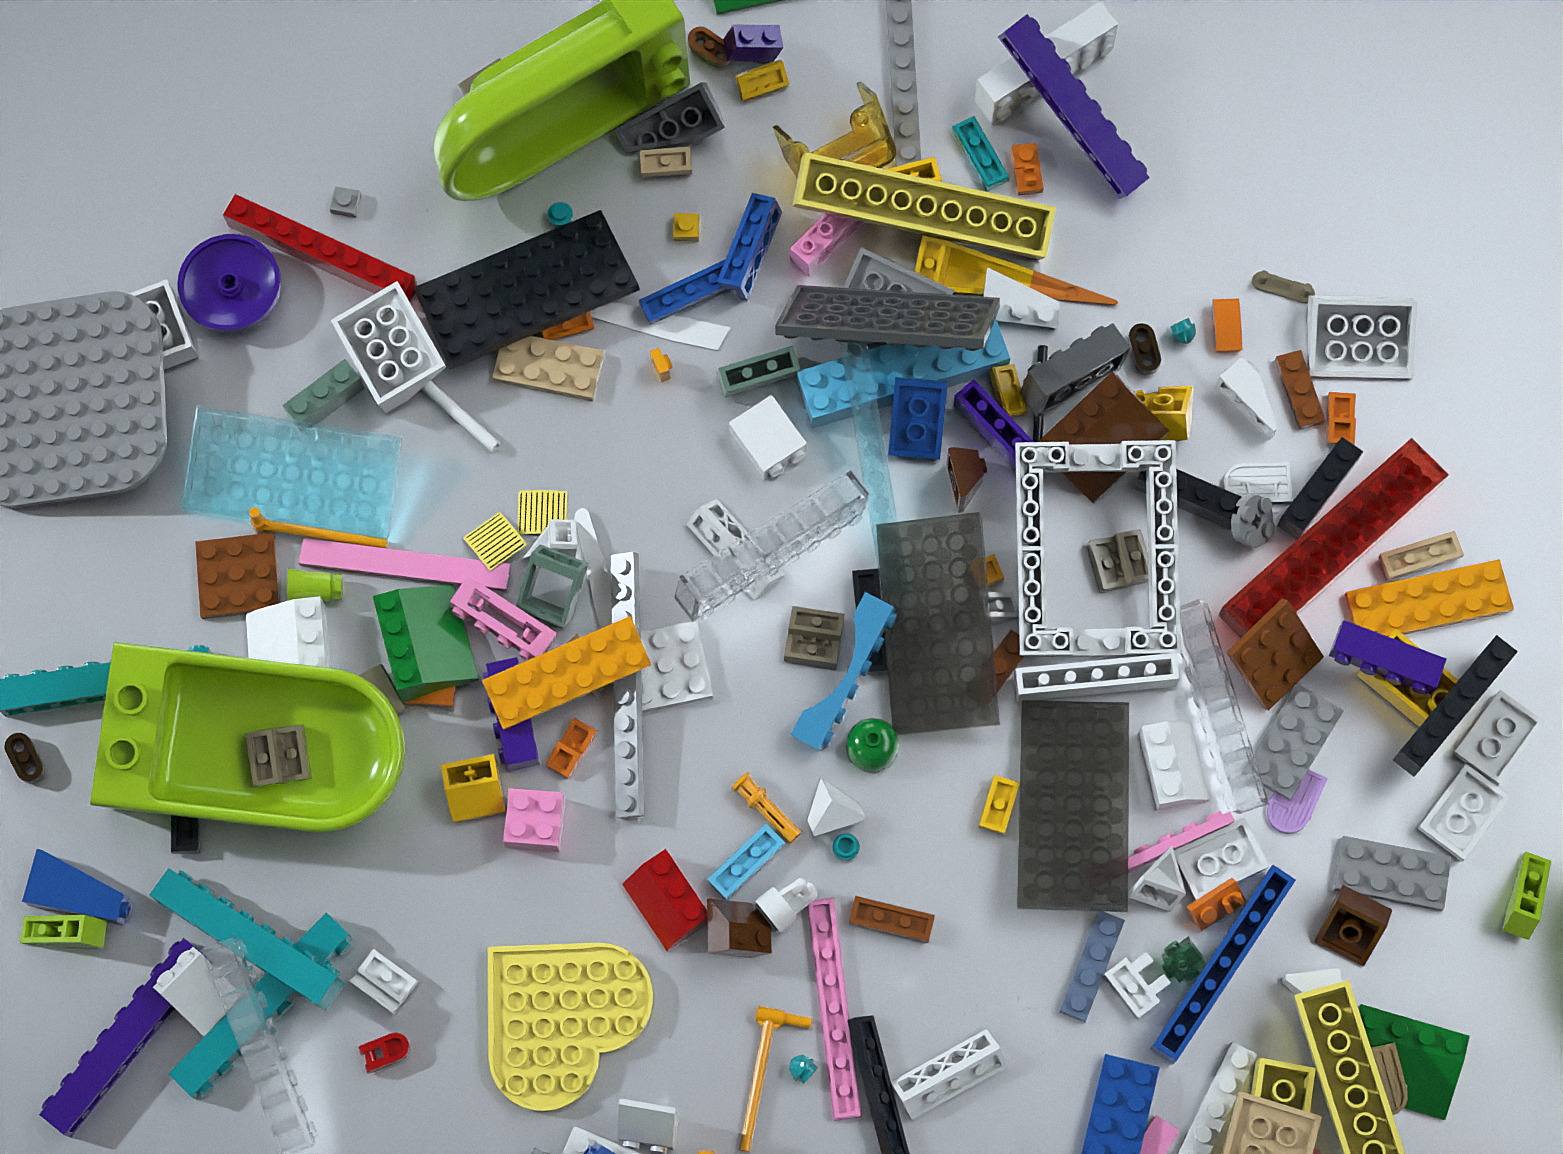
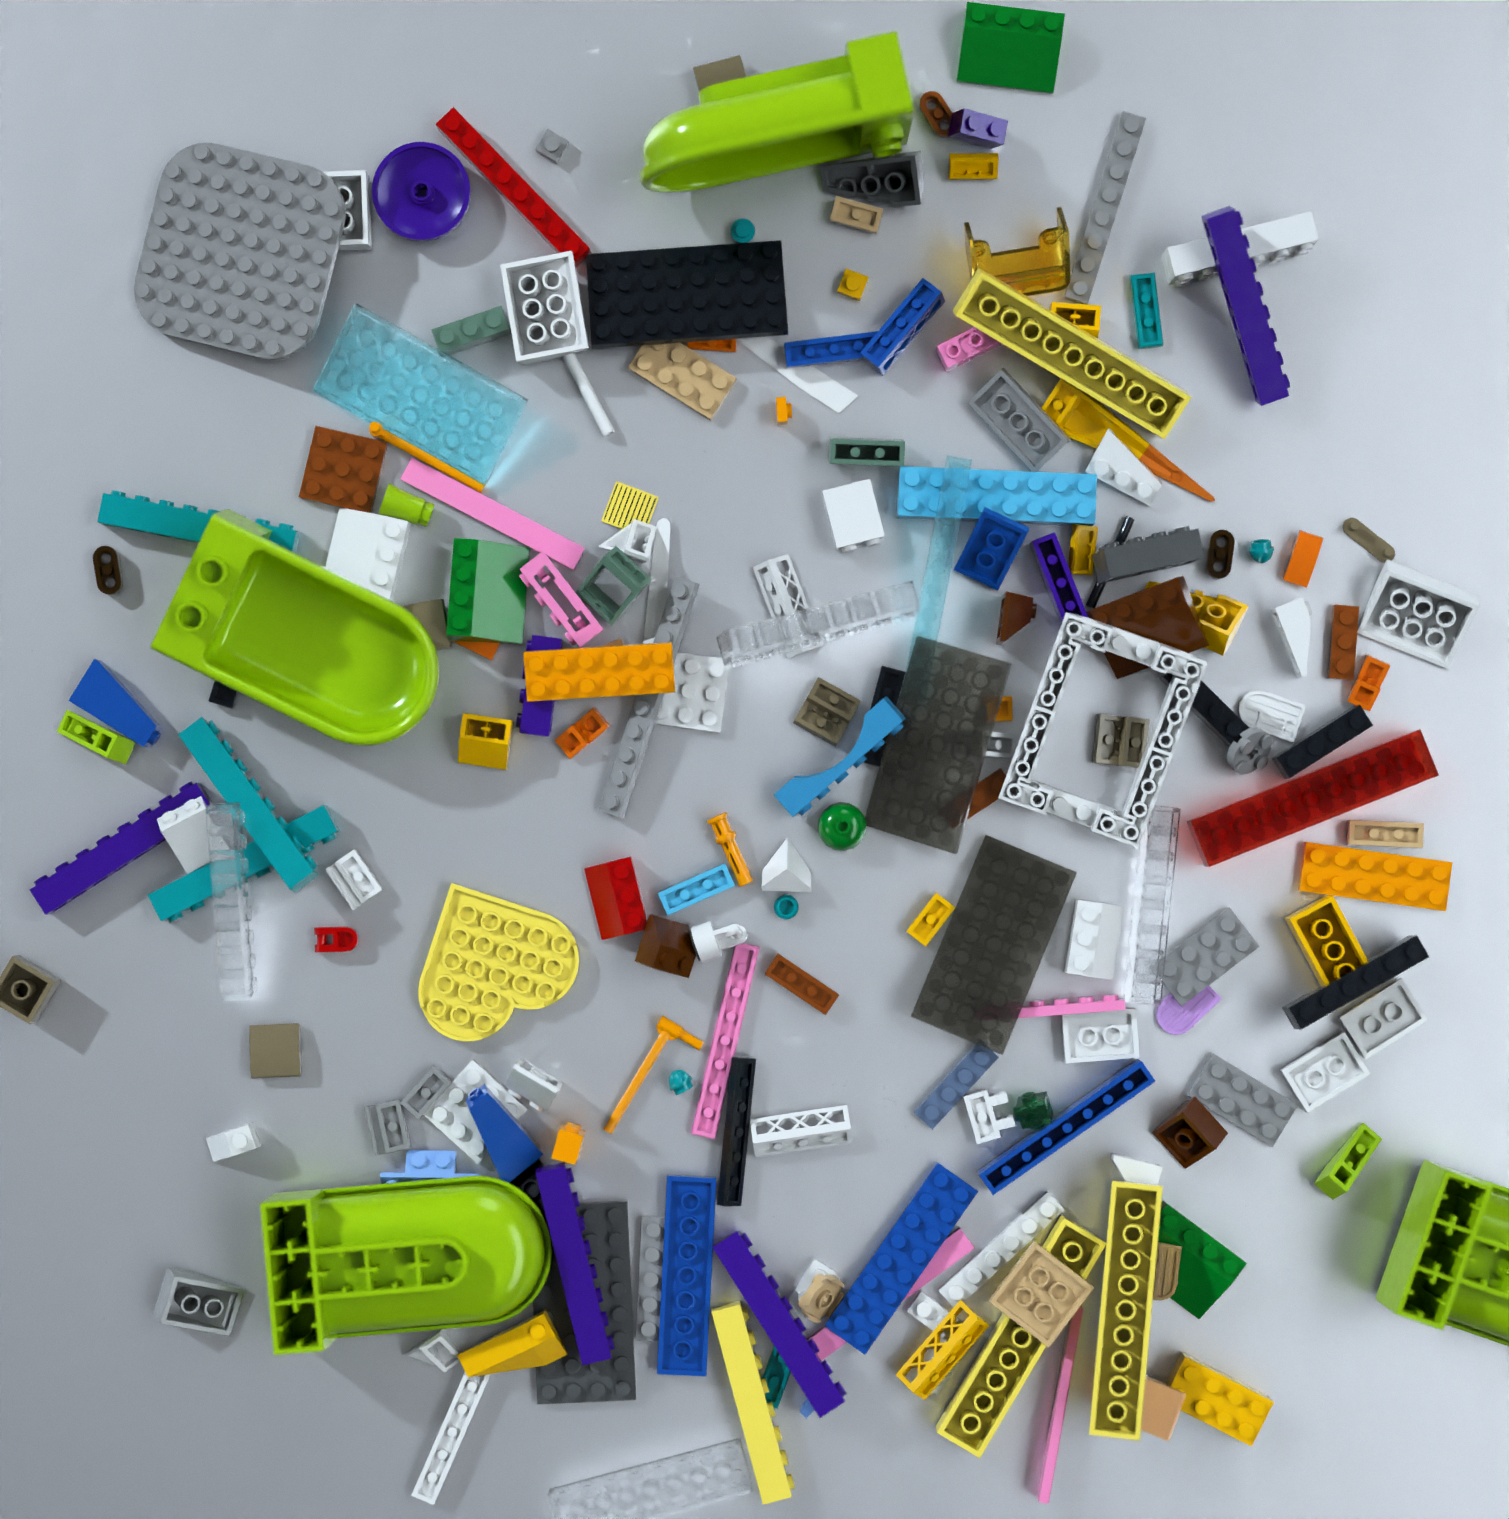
camera: 20 degrees right, 15 degrees up
(278, 755) = (326, 654): dark tan slope -> none
(495, 541) = (578, 521): light yellow sticker -> none
(534, 820) = (528, 787): bright pink brick -> none
(888, 317) = (999, 450): dark grey plate -> none
(1027, 168) = (1183, 341): orange plate -> none
(1096, 677) = (1057, 840): white brick -> none
(1160, 884) = (1040, 1039): white slope -> none
(1216, 904) = (1082, 1073): orange plate -> none
(1275, 654) = (1219, 878): dark orange plate -> none
(1387, 658) = (1314, 921): dark purple brick -> none

